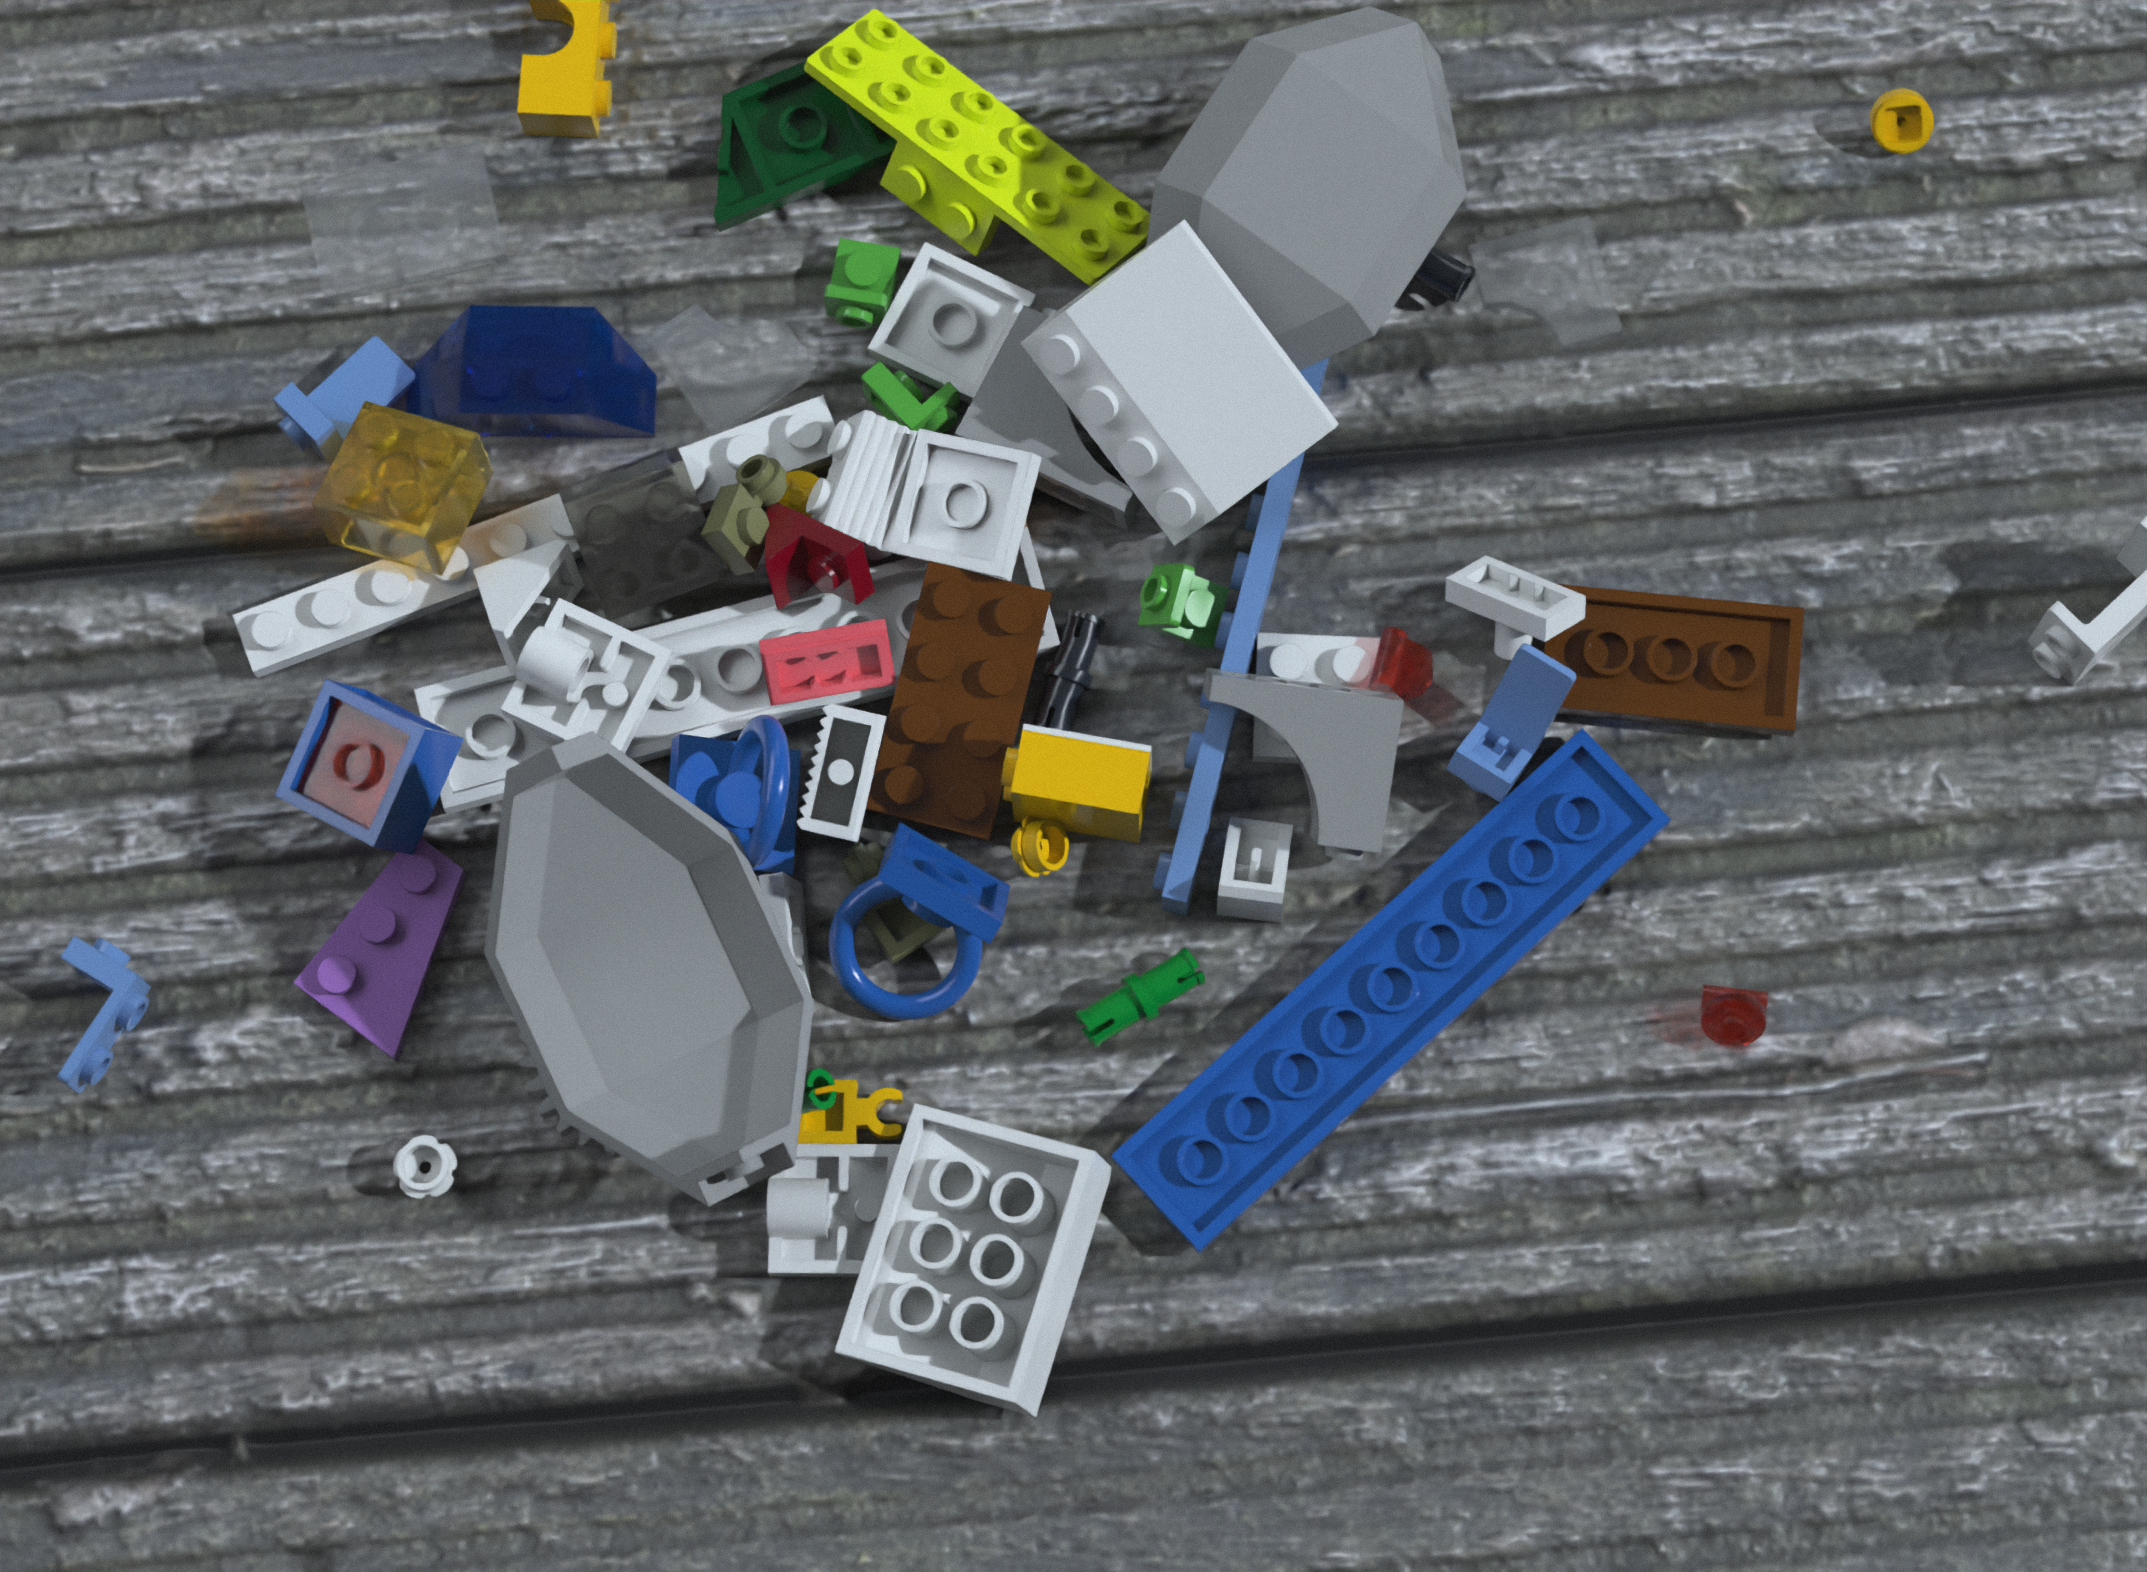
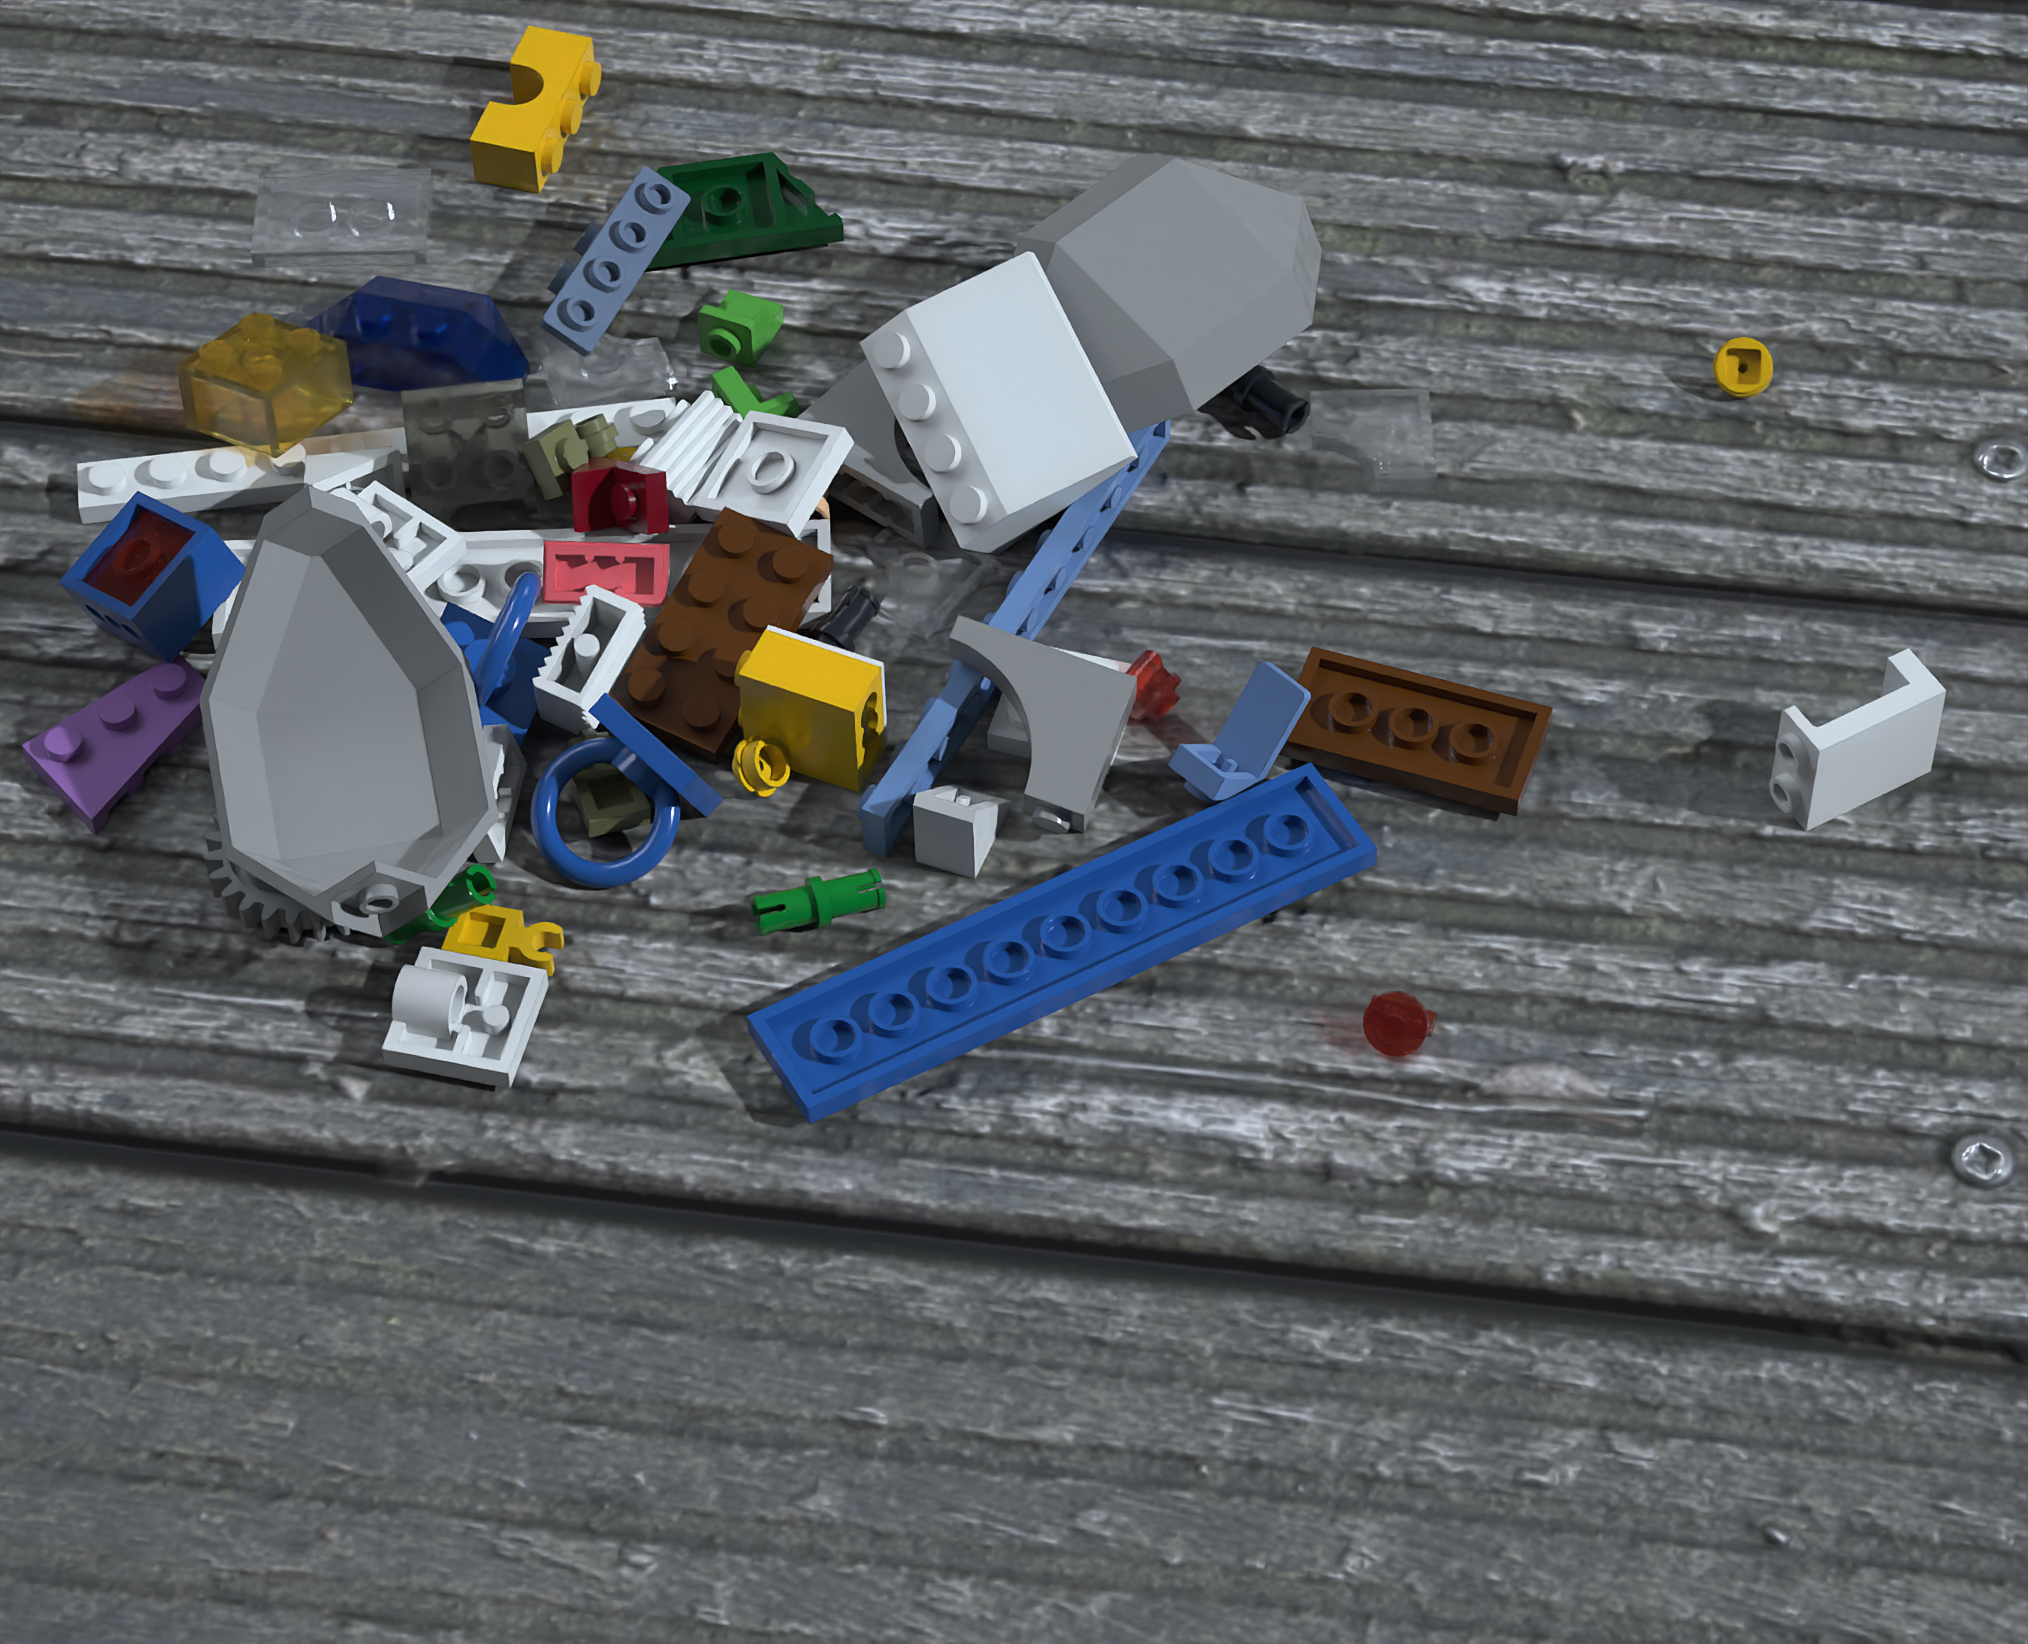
camera: 10 degrees right, 25 degrees down
(330, 410) = (199, 323): medium blue bracket -> none
(412, 1155) = (86, 899): white plate -> none
(709, 243) = (612, 261): none -> sand blue bracket
(948, 321) = (801, 355): white plate -> none
(973, 159) = (848, 235): neon yellow bracket -> none
(975, 1258) = (589, 1072): white slope -> none
(1182, 605) = (951, 592): bright green bracket -> none
(1516, 601) = (1272, 645): white tile -> none

